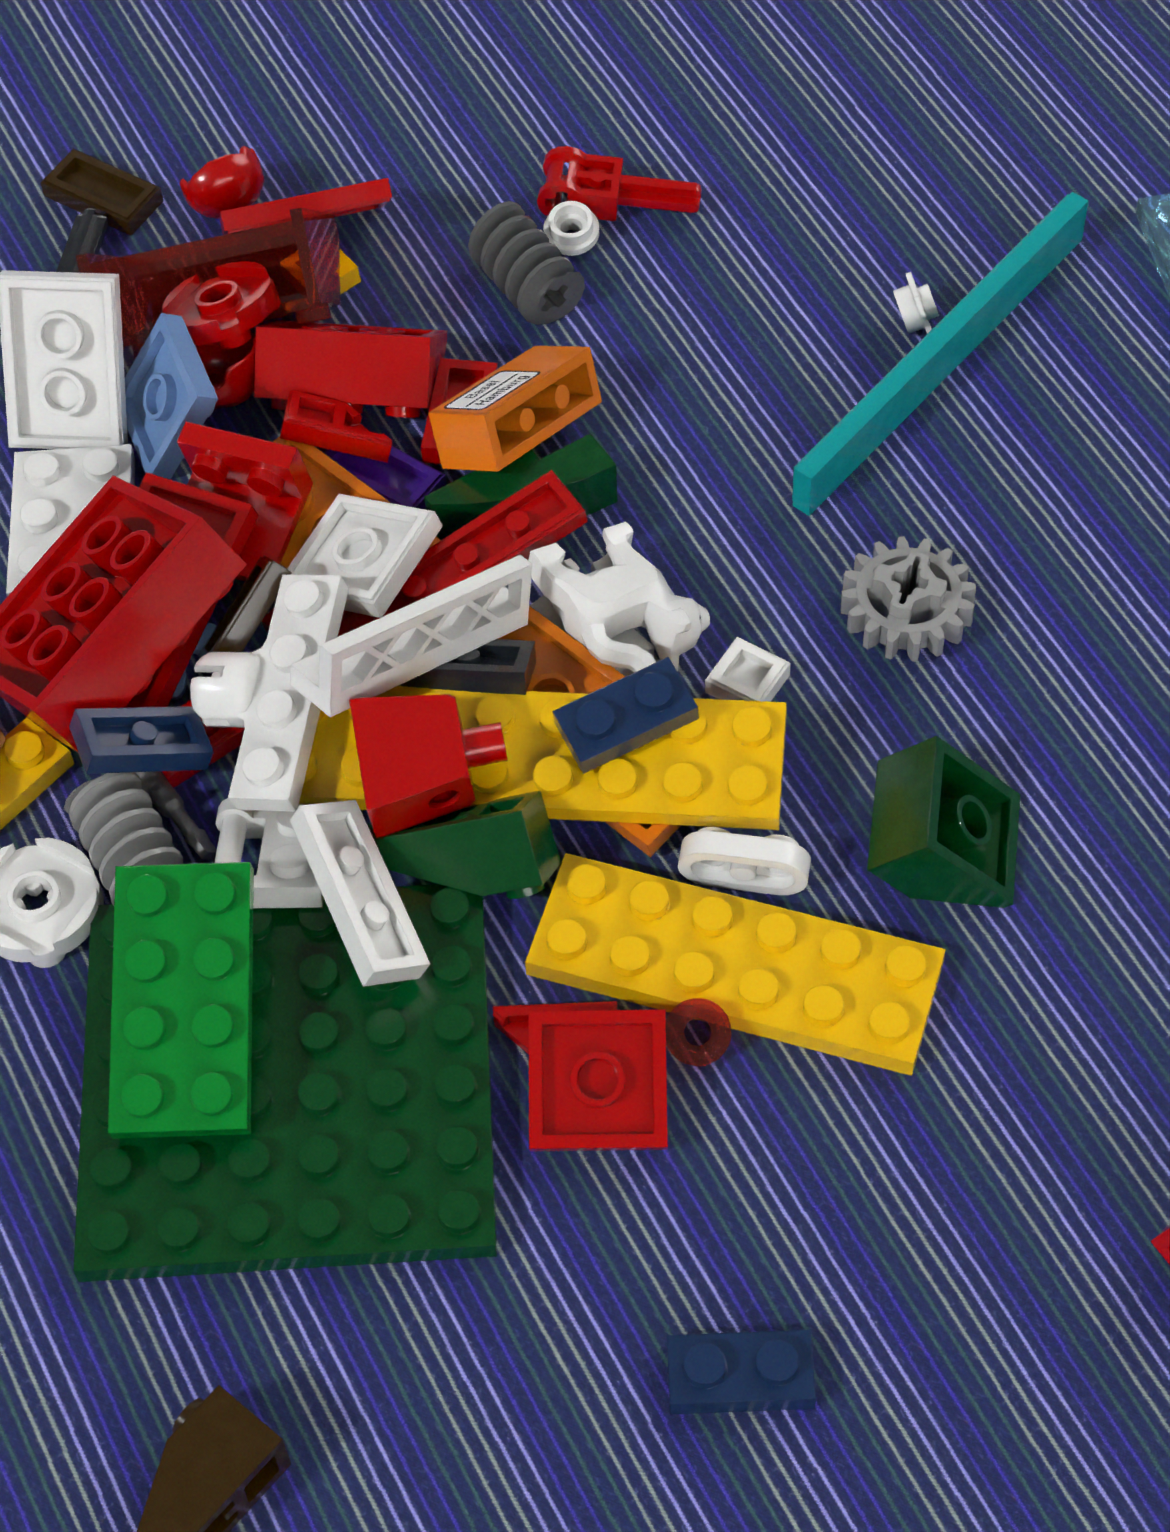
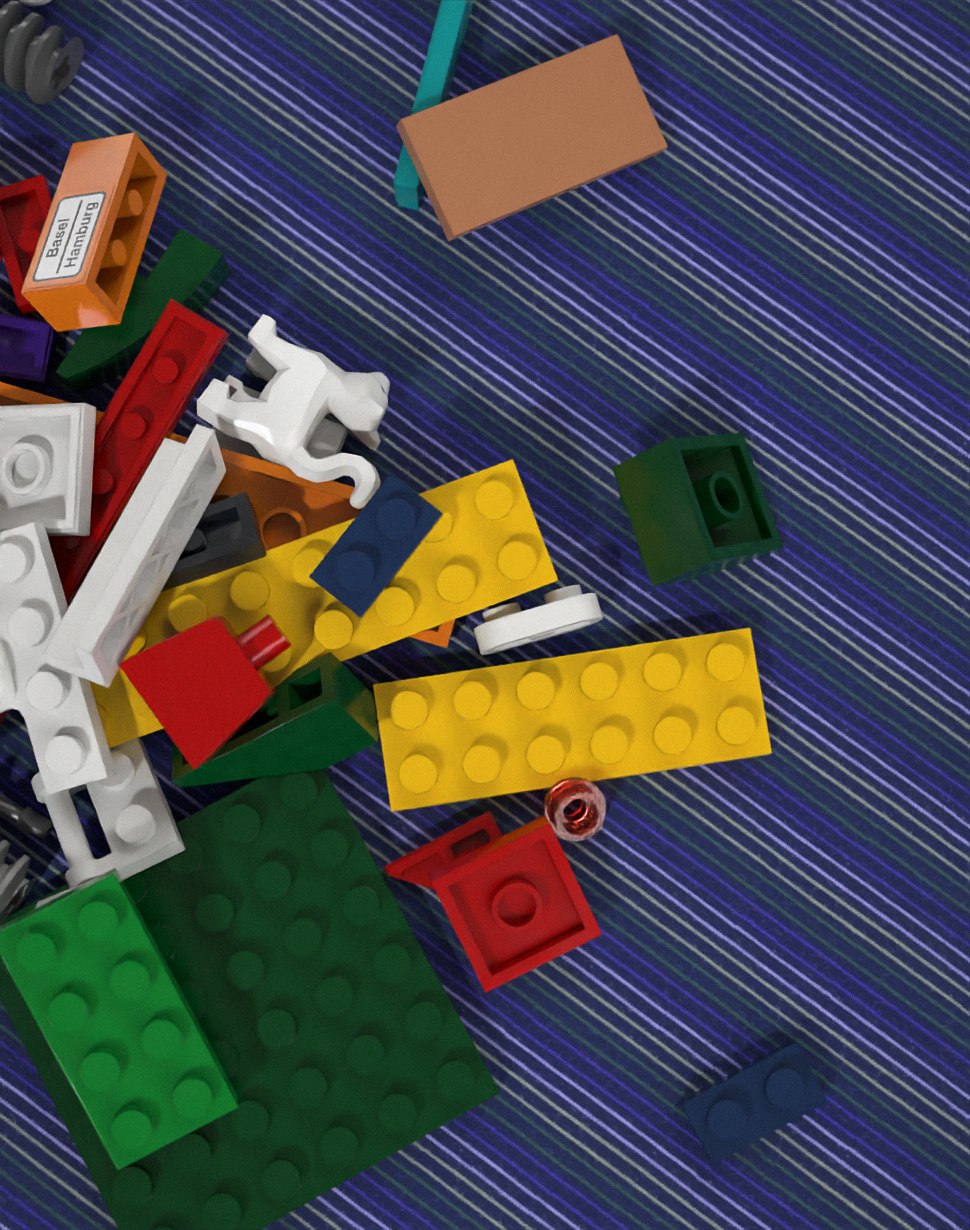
camera: 30 degrees left, 25 degrees up
(359, 892) = (218, 832): white plate -> none
(747, 674) = (446, 418): white tile -> none
(908, 598) = (581, 267): light grey gear -> none
(937, 482) = (531, 136): none -> nougat tile

